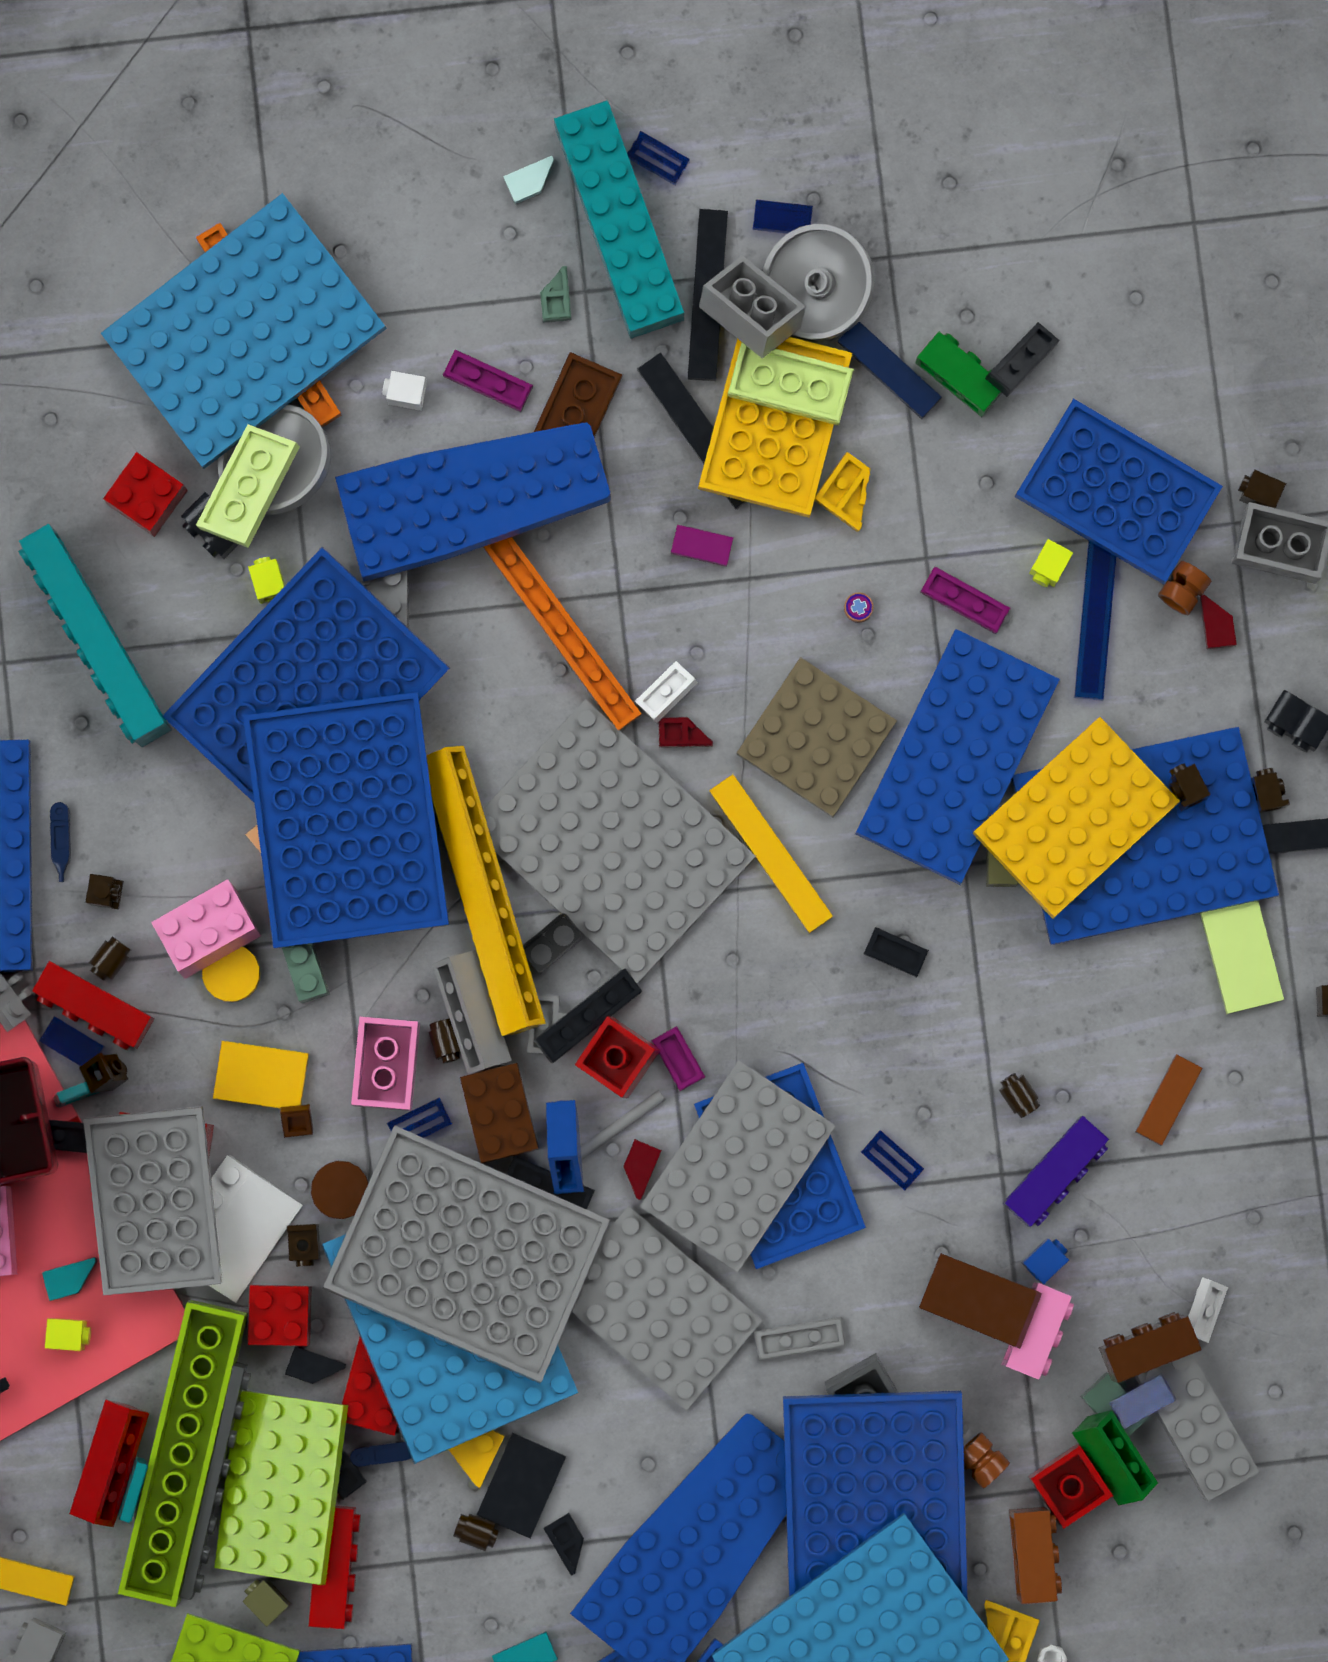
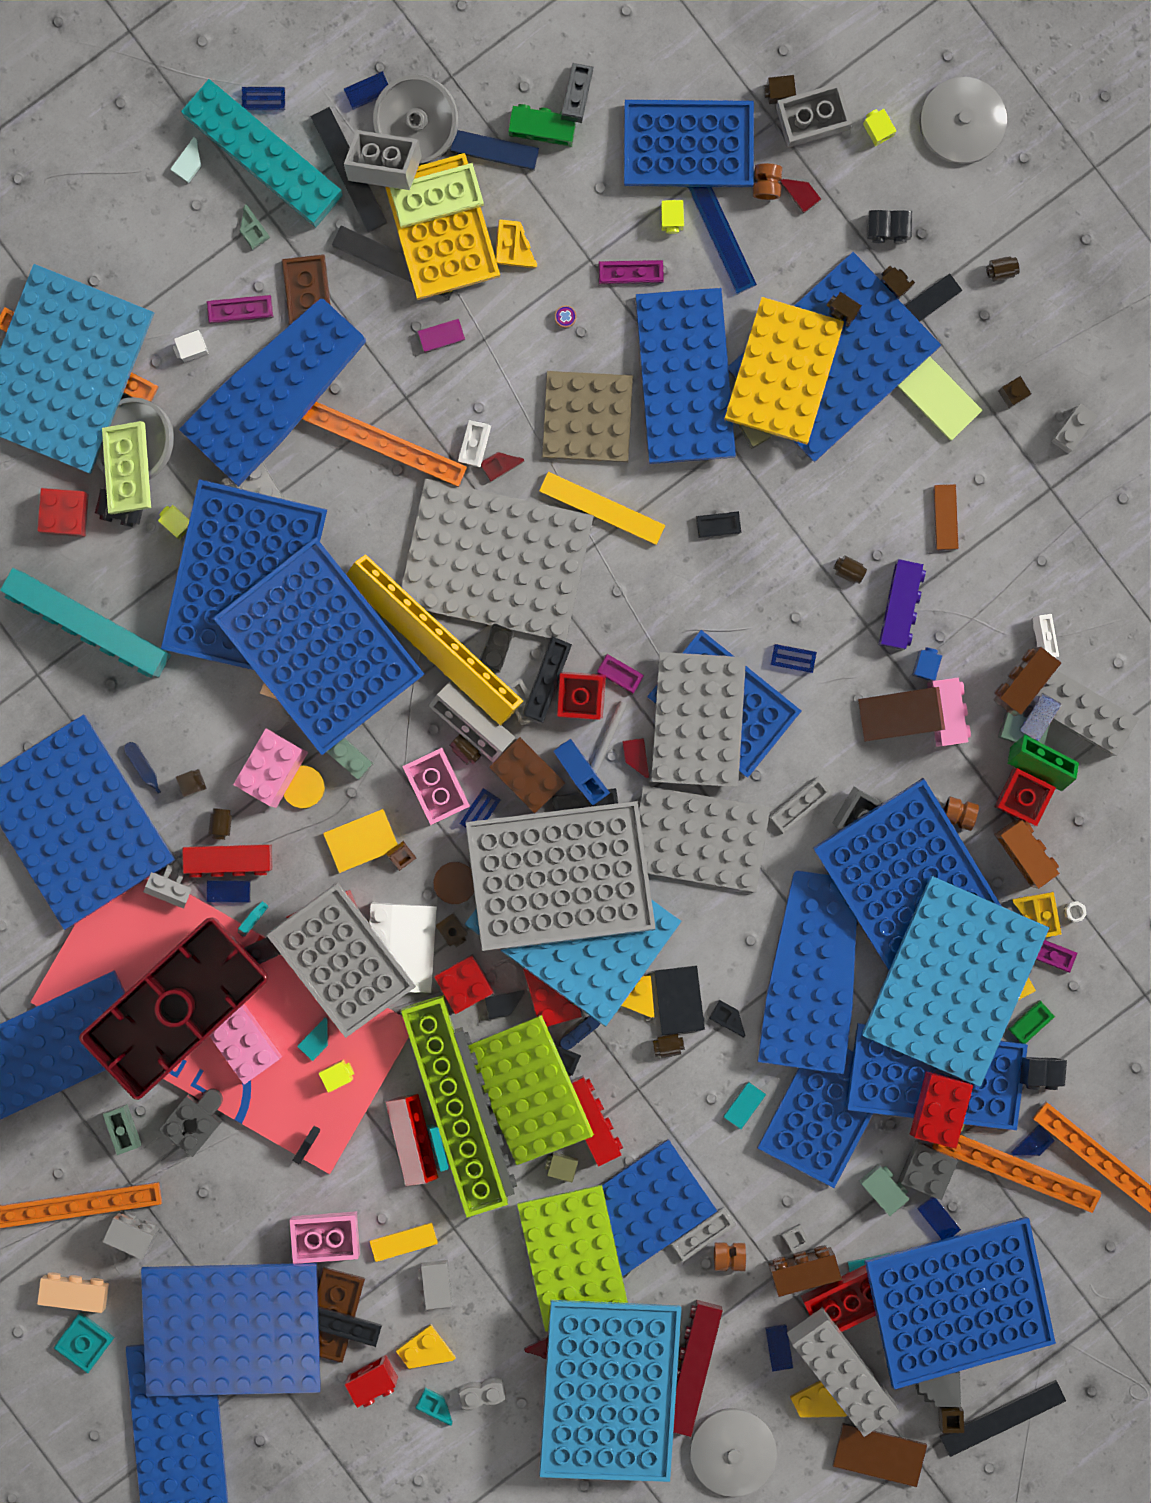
camera: 30 degrees left, 5 degrees up
(111, 1069) = (263, 892): dark brown brick -> none

